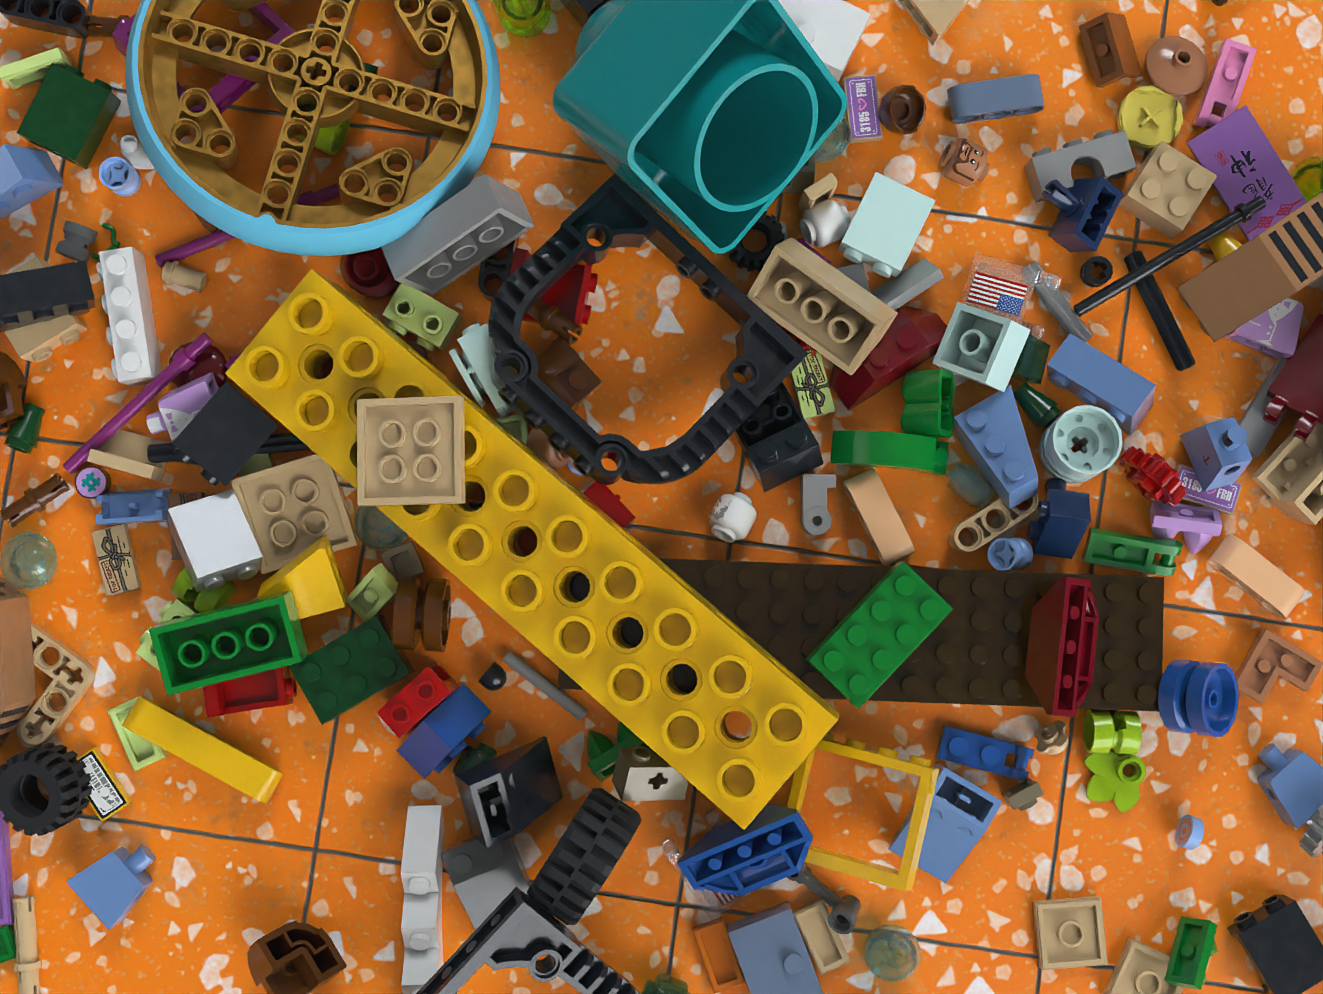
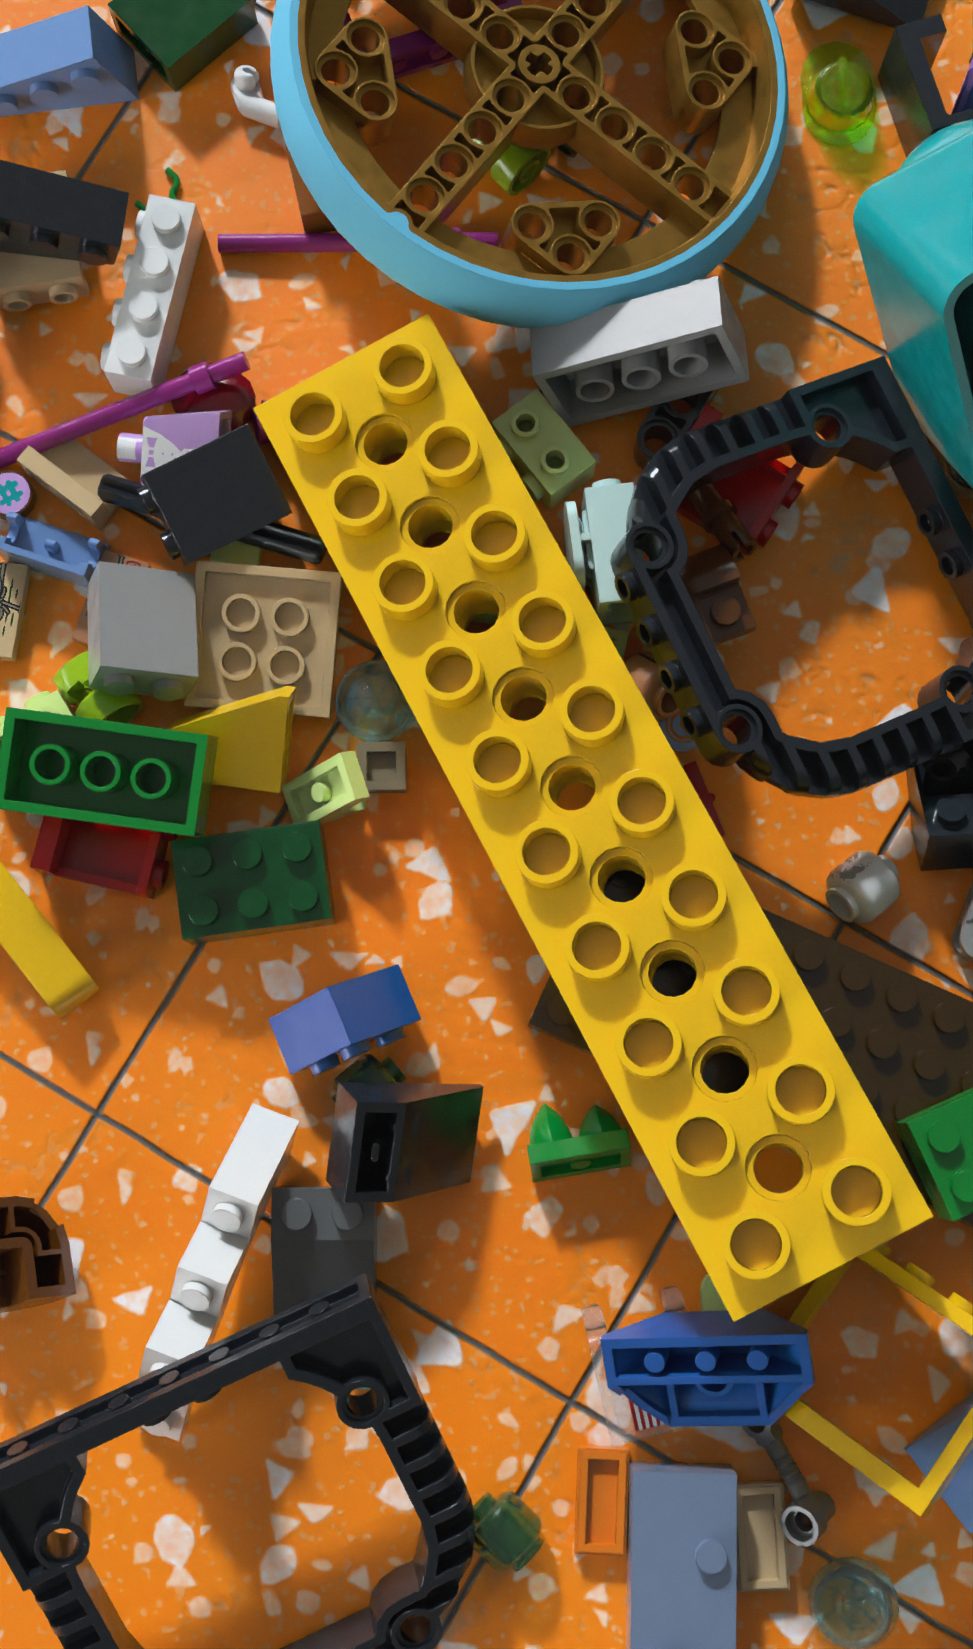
camera: 30 degrees right, 5 degrees down
(76, 241) = (126, 171): dark grey wheel -> none
(114, 171) = (213, 103): light blue wheel -> none
(183, 276) = (245, 274): tan pin -> none
(368, 273) = (496, 361): dark red hat -> none
(410, 451) = (470, 599): tan plate -> none
(418, 700) = (327, 957): red panel -> none
(422, 614) = (377, 842): reddish brown wheel -> none
(493, 678) = (442, 975): black hinge -> none
(545, 685) = (508, 1015): light grey bar -> none
(584, 856) = (475, 1273): black tyre -> none
(646, 776) = (611, 1197): dark tan brick -> none

